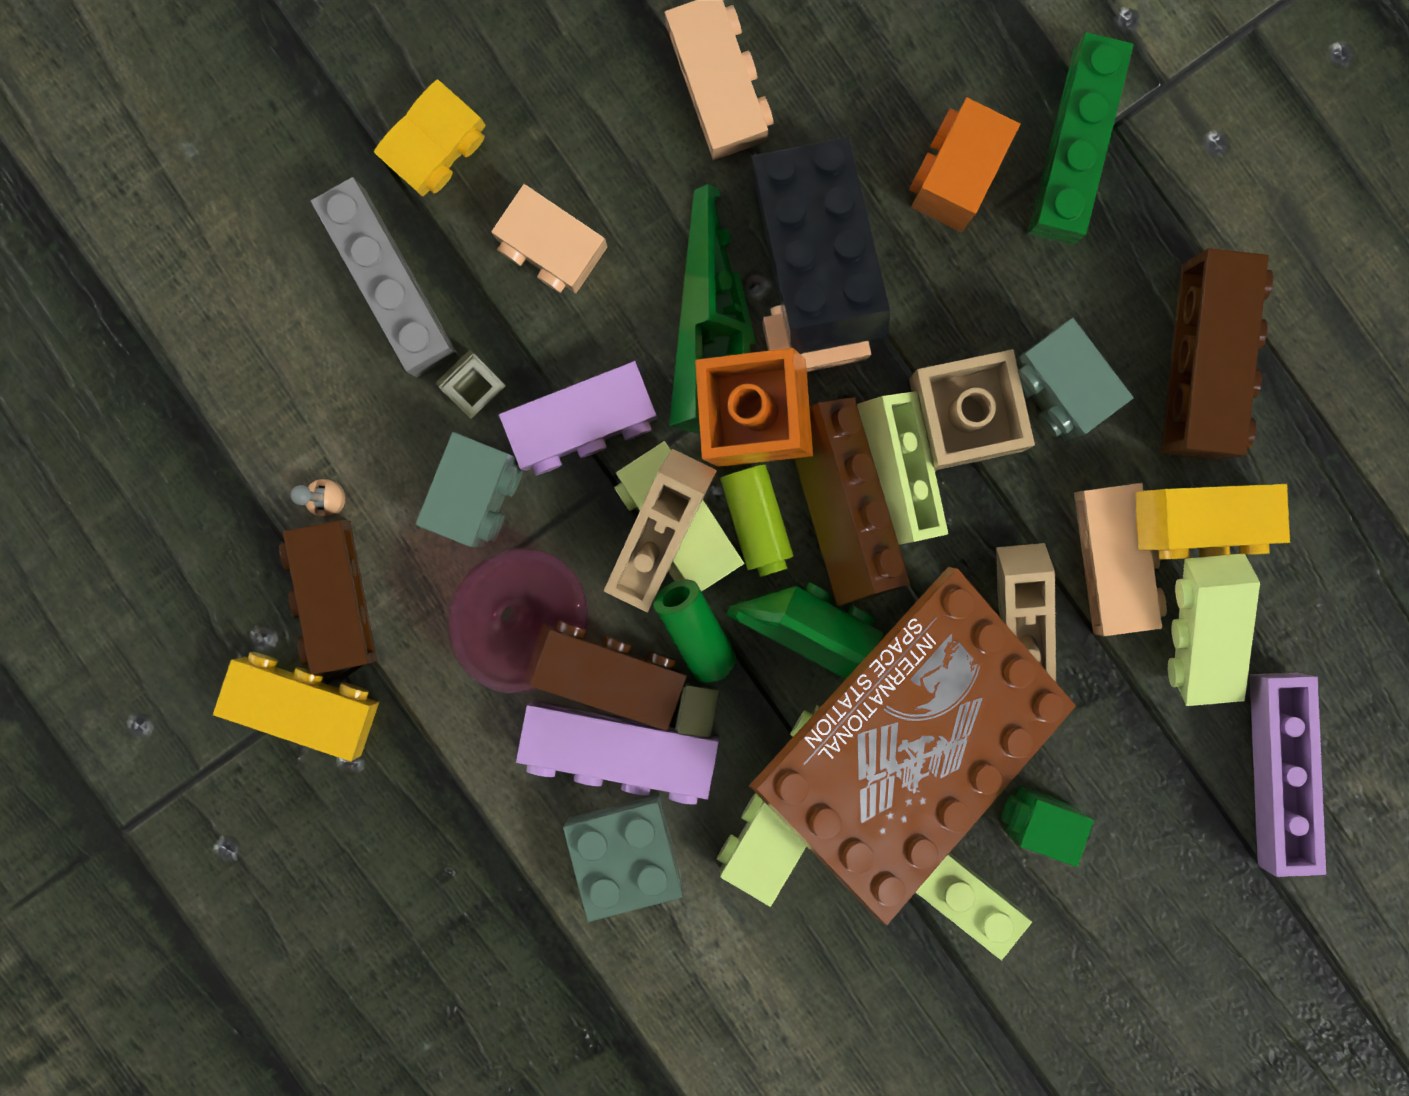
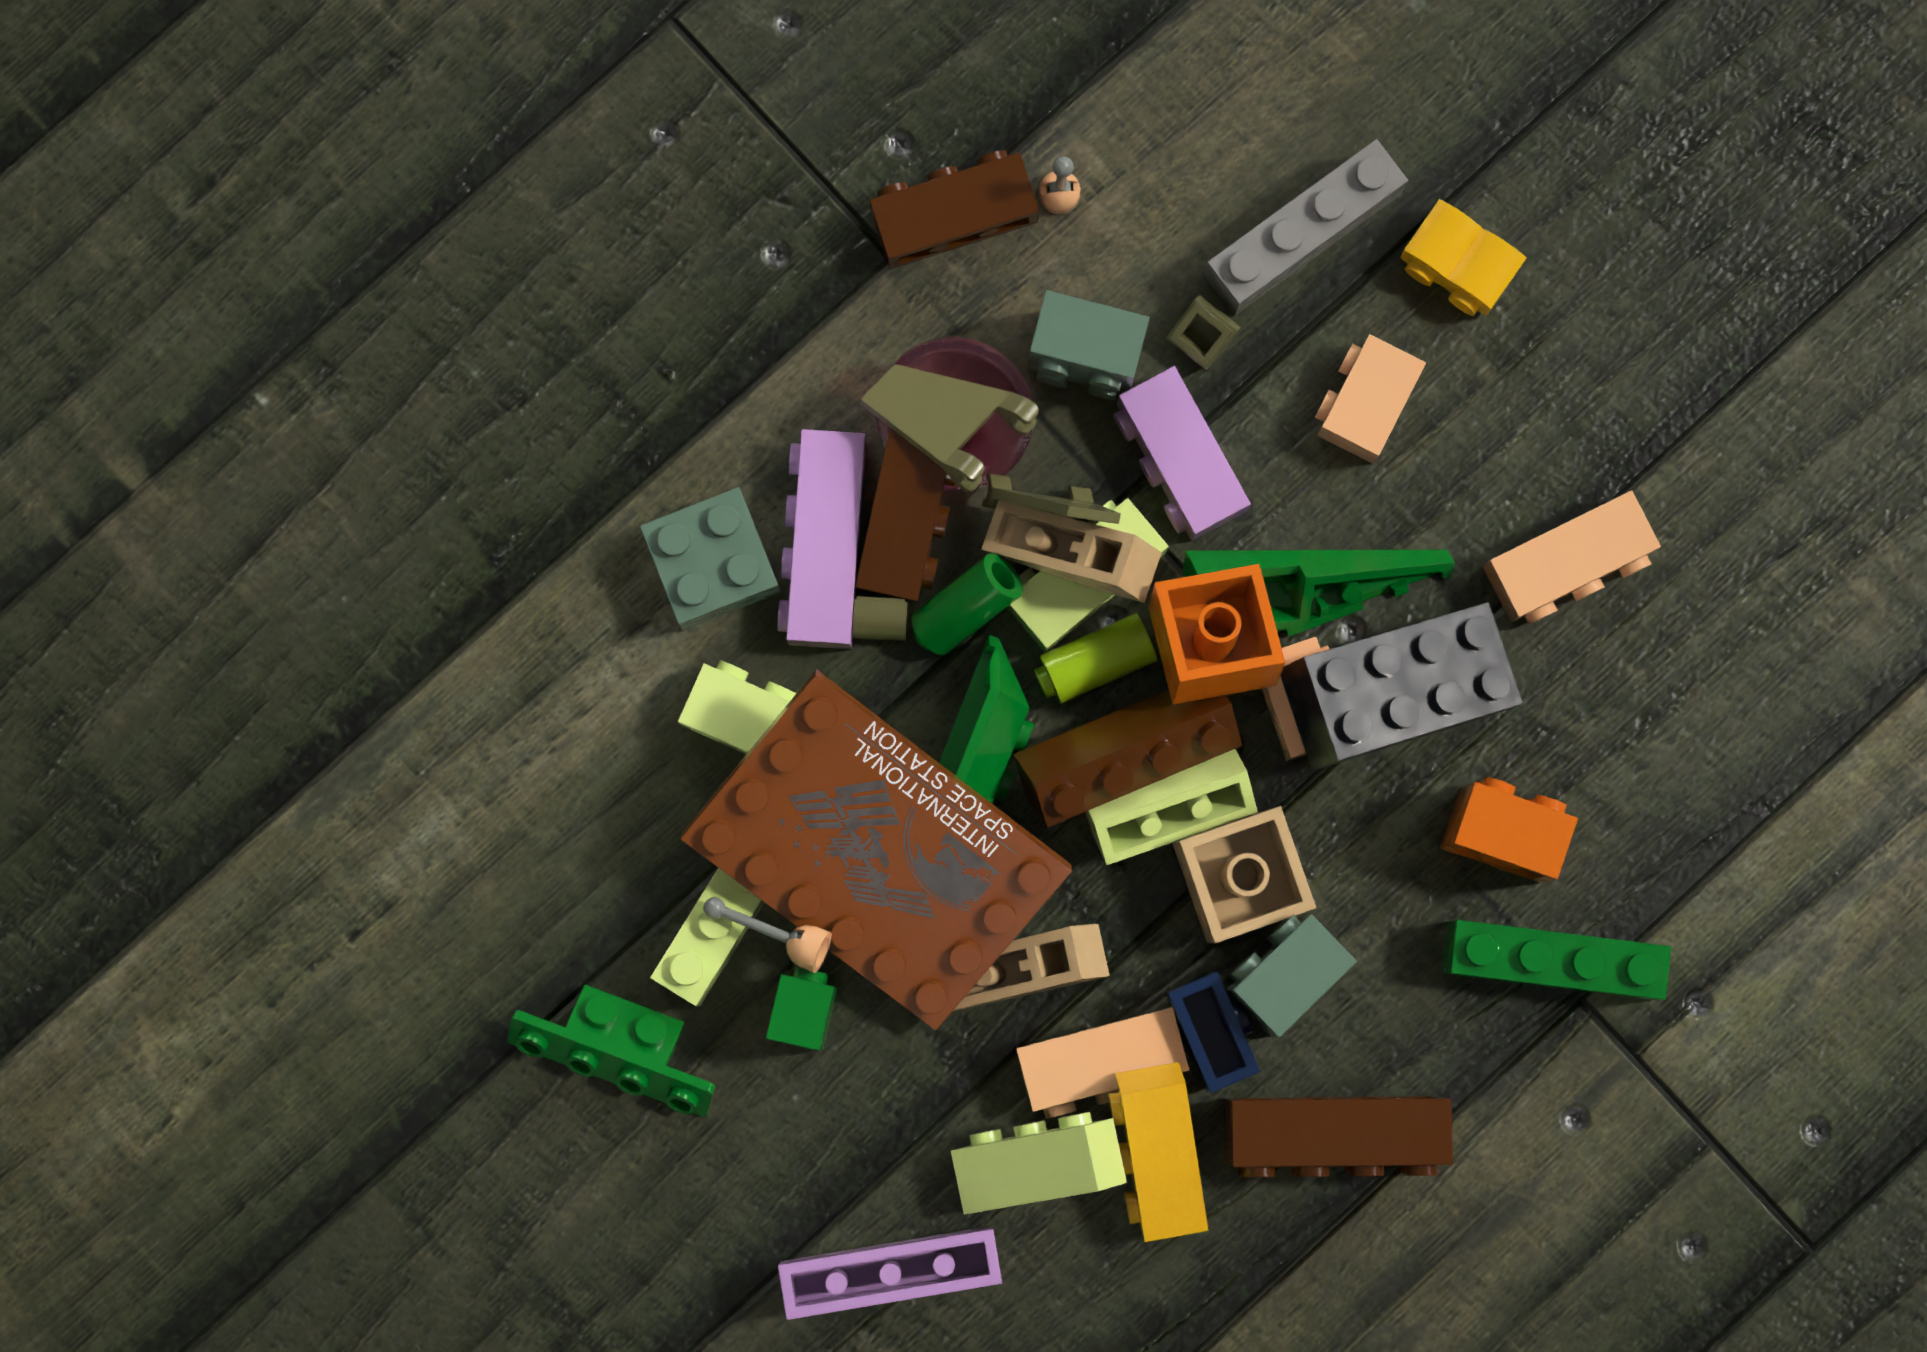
camera: 80 degrees right, 5 degrees down
(296, 706) = (832, 190): yellow brick -> none
(520, 634) = (943, 414): none -> olive flag
(622, 522) = (1078, 506): none -> olive flag
(997, 821) = (804, 946): none -> hinge
(1048, 988) = (618, 1044): none -> green bracket
(1109, 456) = (1213, 1032): none -> dark blue brick

